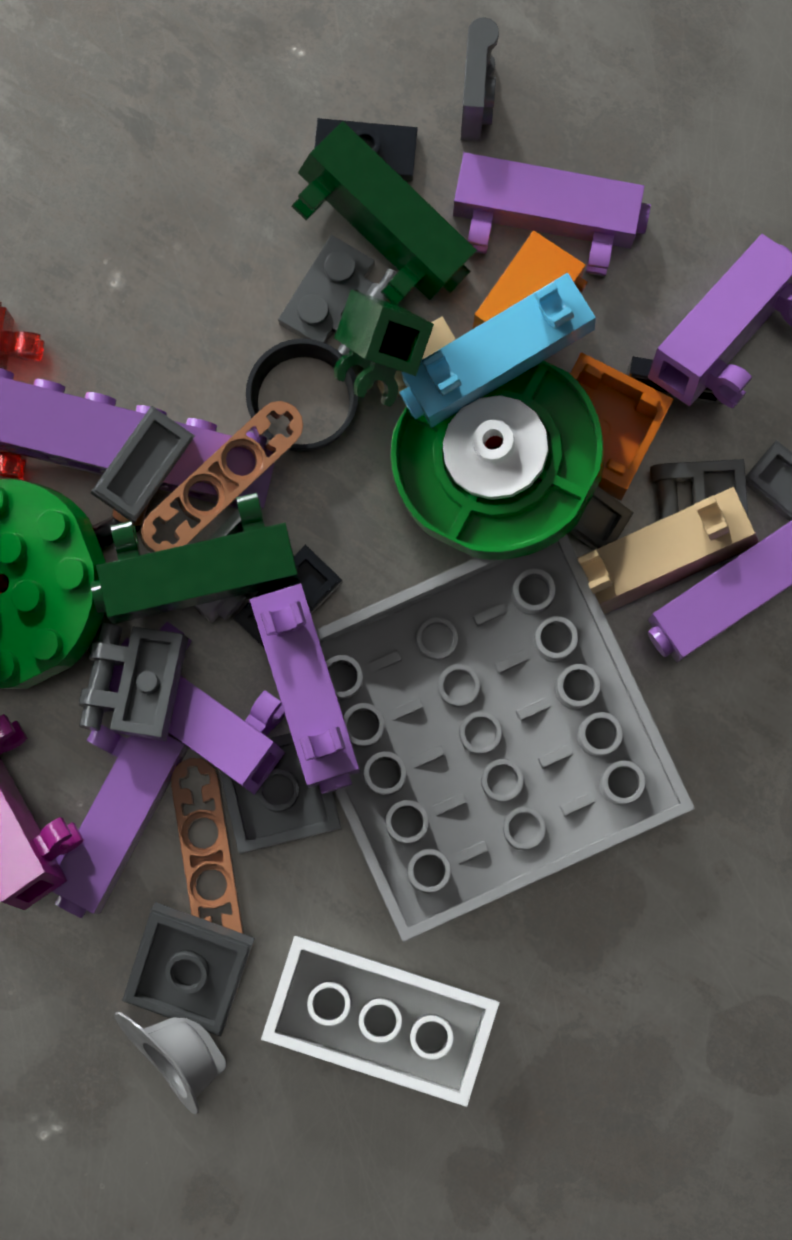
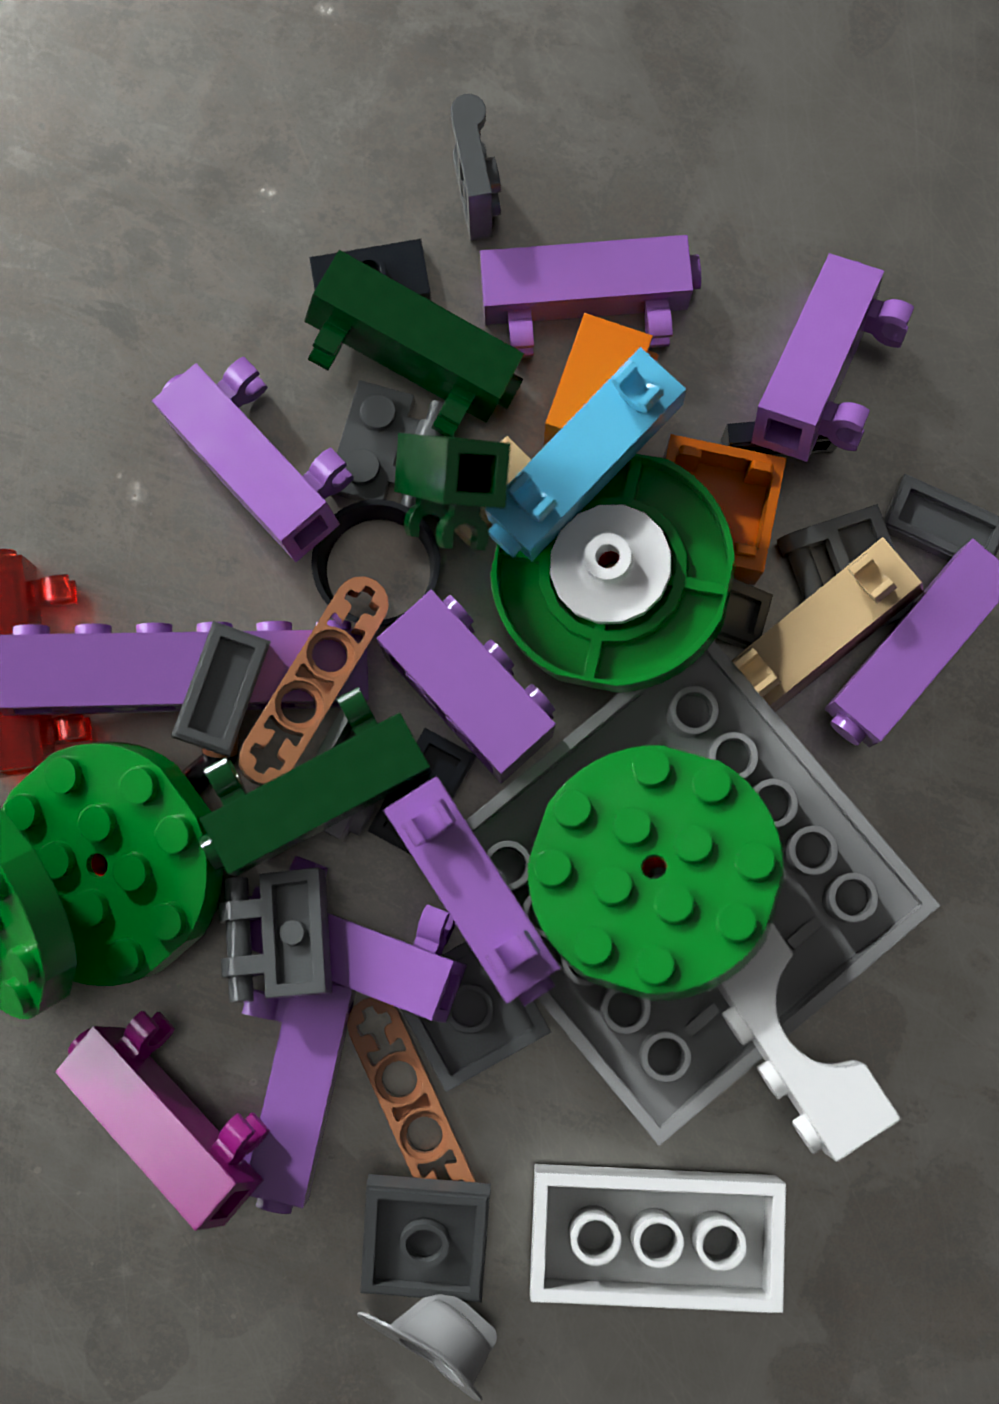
camera: 15 degrees left, 0 degrees up
(216, 280) = (246, 462): none -> medium lavender brick
(351, 517) = (468, 684): none -> medium lavender brick
(460, 712) = (645, 817): none -> green piece
(557, 942) = (835, 1101): none -> white arch

